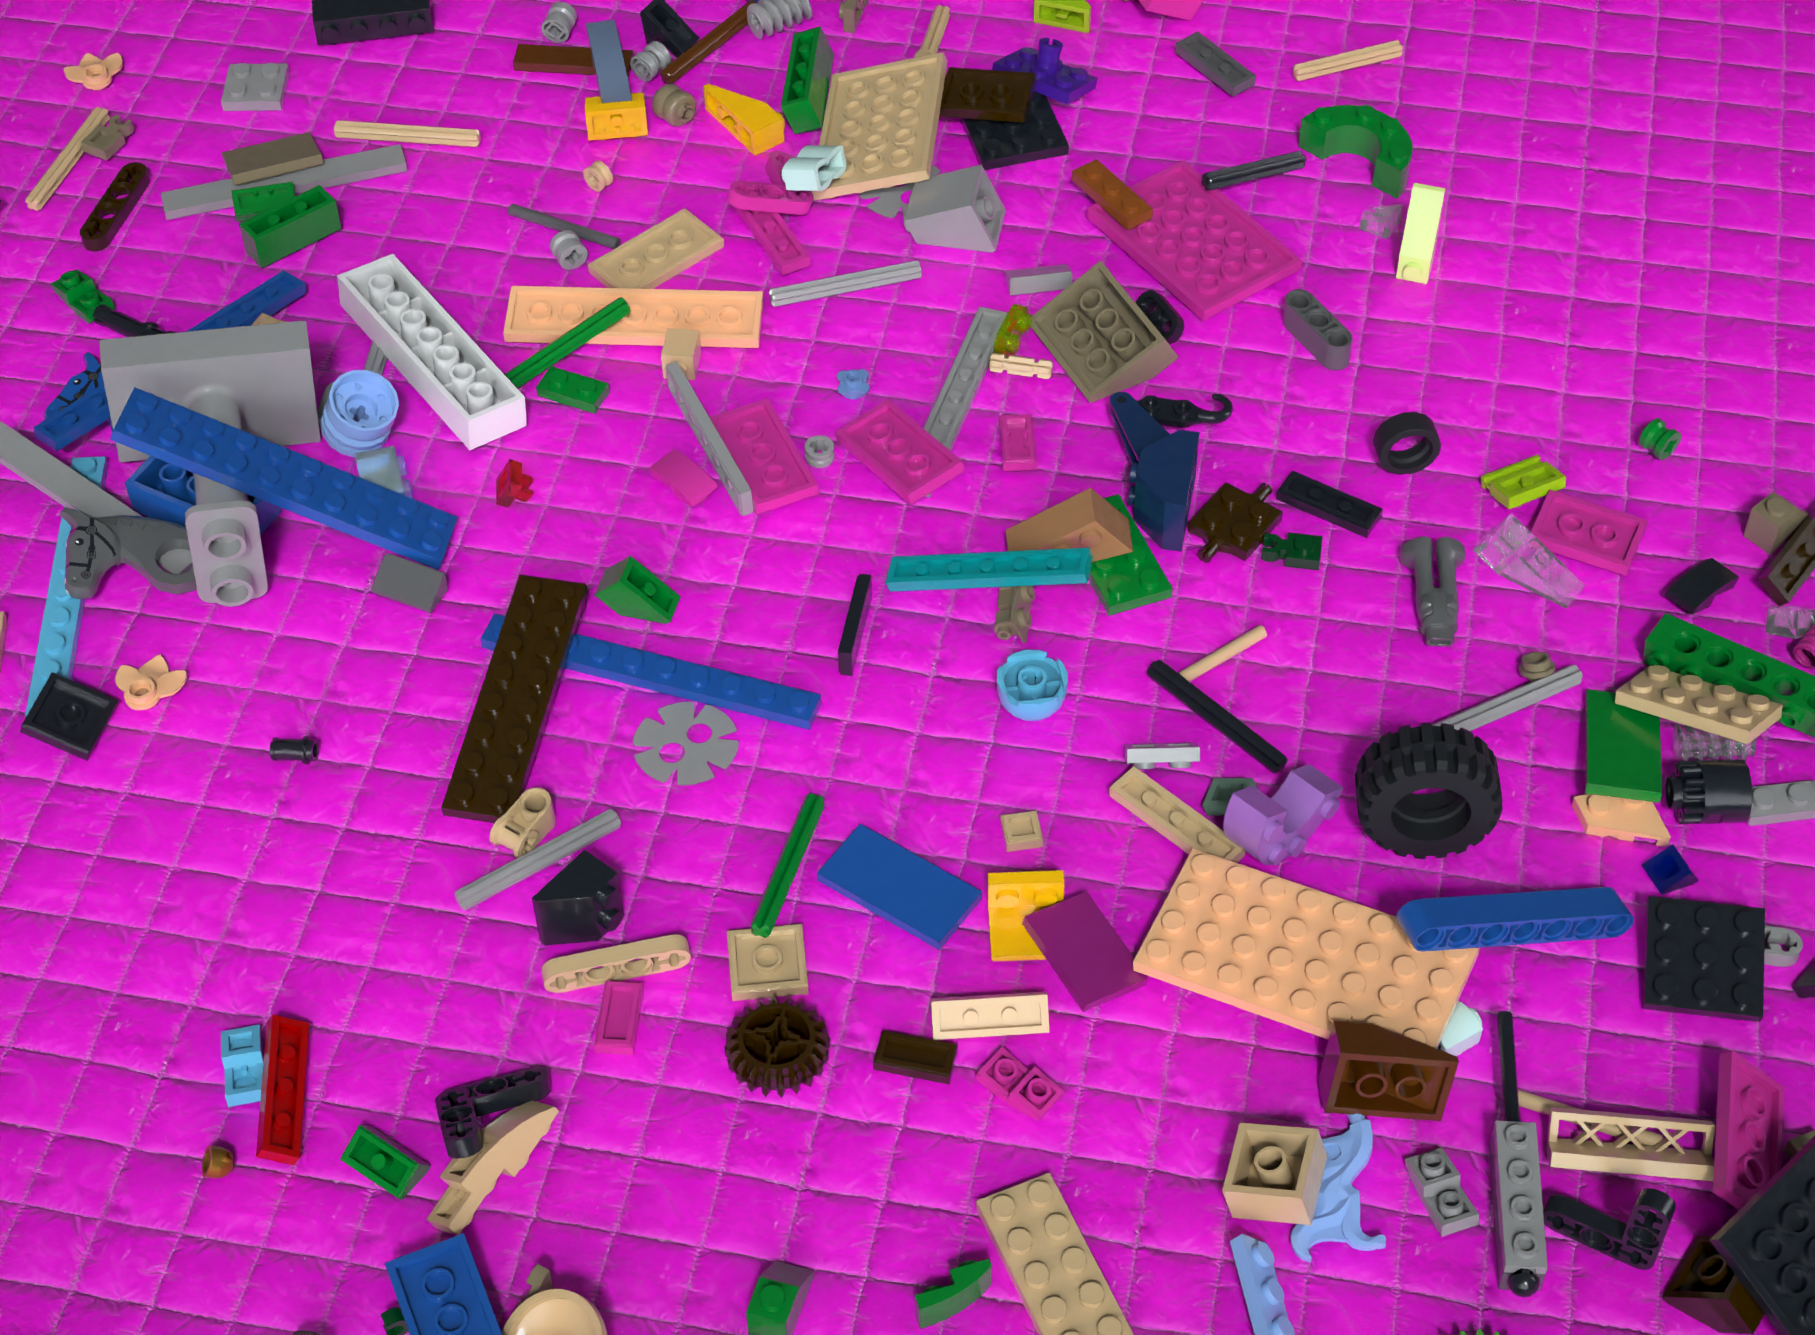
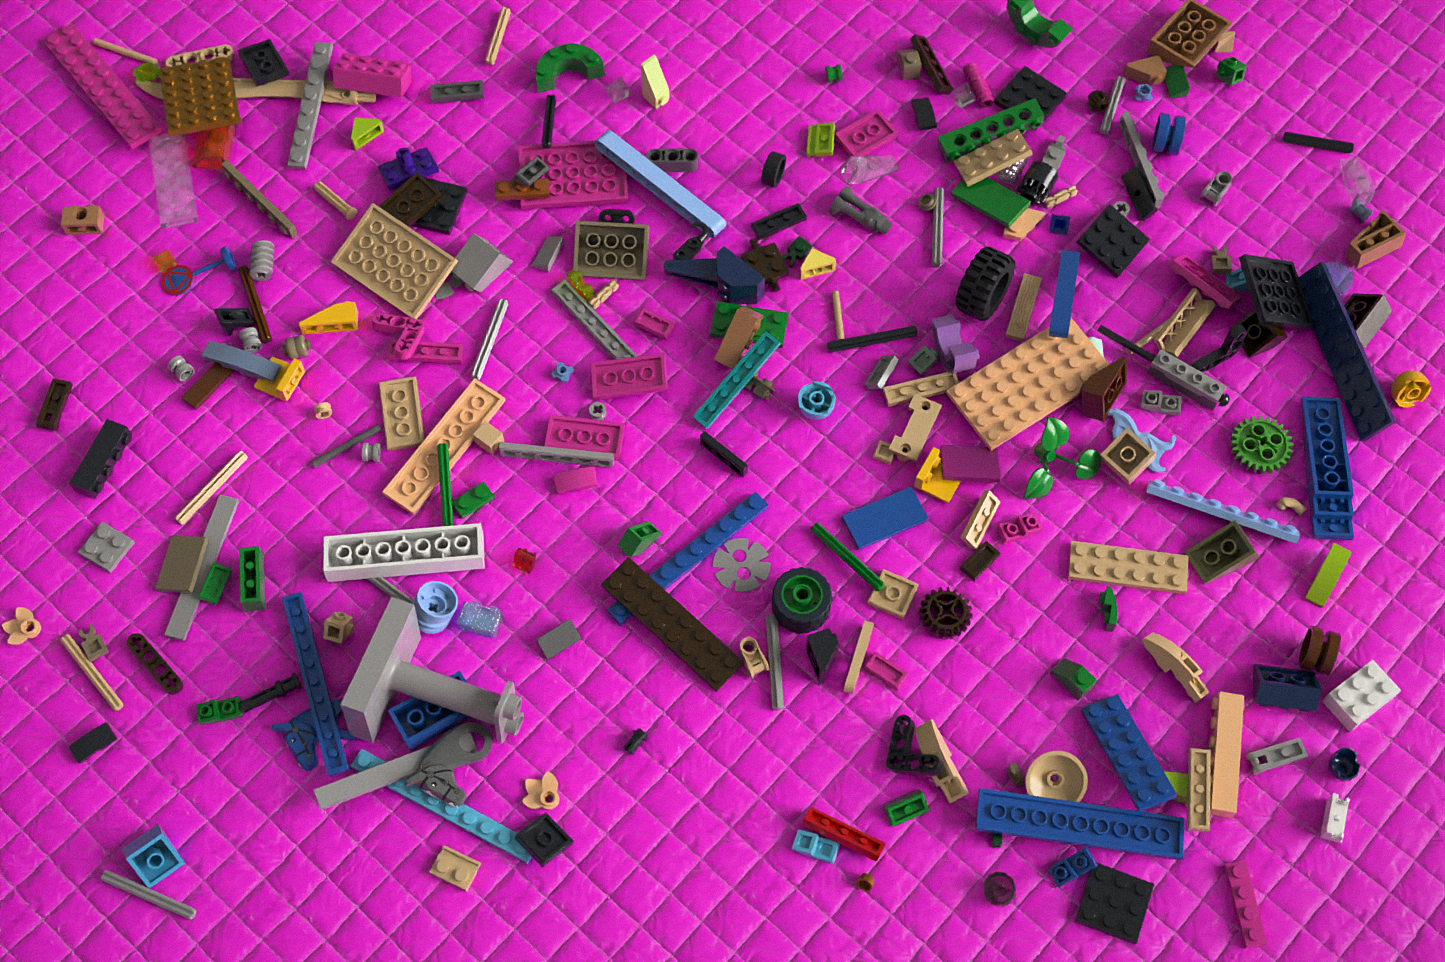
camera: 60 degrees left, 15 degrees up
(284, 478) = (472, 662): blue plate -> none
(661, 834) = (801, 600): none -> black wheel
(807, 80) = (330, 275): green brick -> none
(814, 168) = (408, 307): light aqua brick -> none
(1092, 846) = (916, 429): none -> tan brick
(1143, 182) = (530, 172): none -> dark grey slope
(1203, 1015) = (1054, 435): none -> green plant
(1258, 333) = (659, 182): none -> light blue beam
(1285, 578) = (817, 264): none -> light yellow slope
(1494, 880) = (1023, 307): none -> tan tile
(1725, 846) = (1060, 196): none -> tan axle

